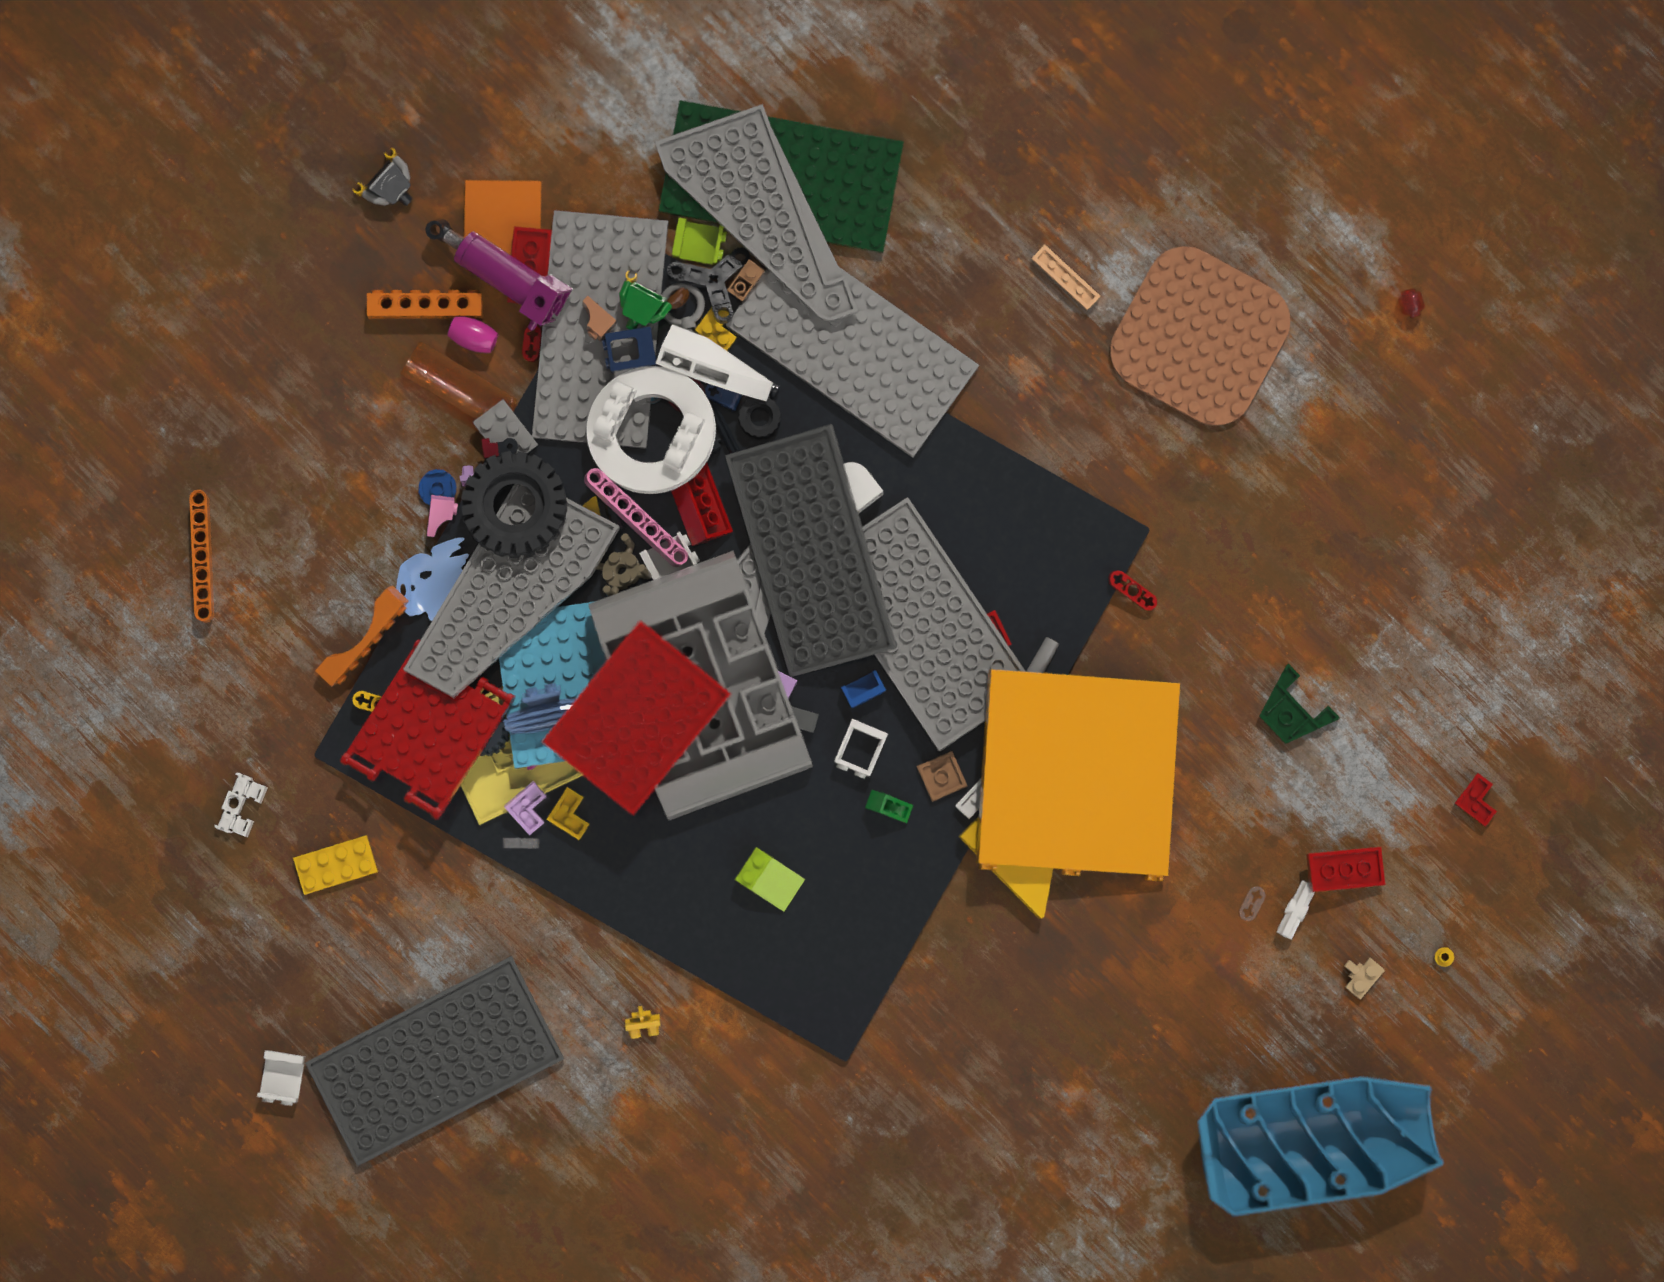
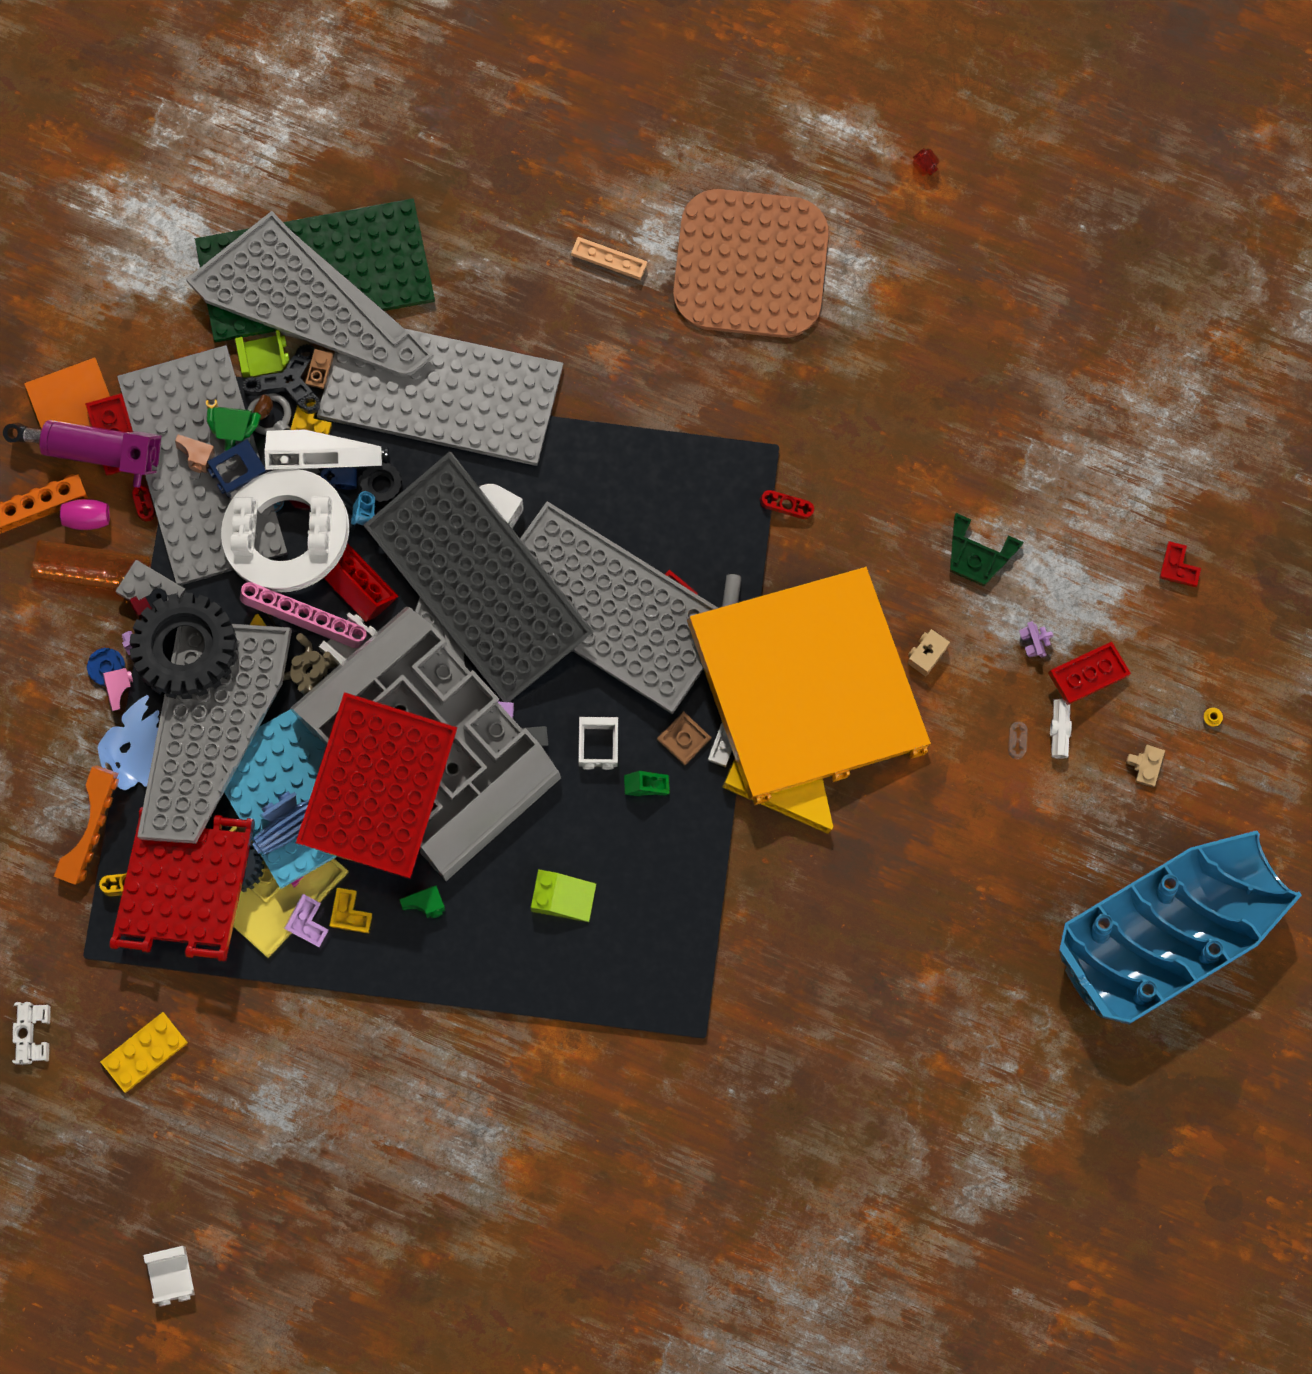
camera: 30 degrees left, 10 degrees down
(434, 1060) = (312, 1199): dark grey plate -> none
(525, 843) = (314, 958): clear beam -> none
(642, 1020) = (491, 1084): yellow hips -> none
(645, 834) = (425, 901): none -> green arch
(730, 441) = (363, 508): none -> dark azure piece
(863, 689) = (579, 688): blue panel -> none
(1215, 785) = (936, 645): none -> tan brick
(1309, 824) = (1037, 648): none -> lavender hips

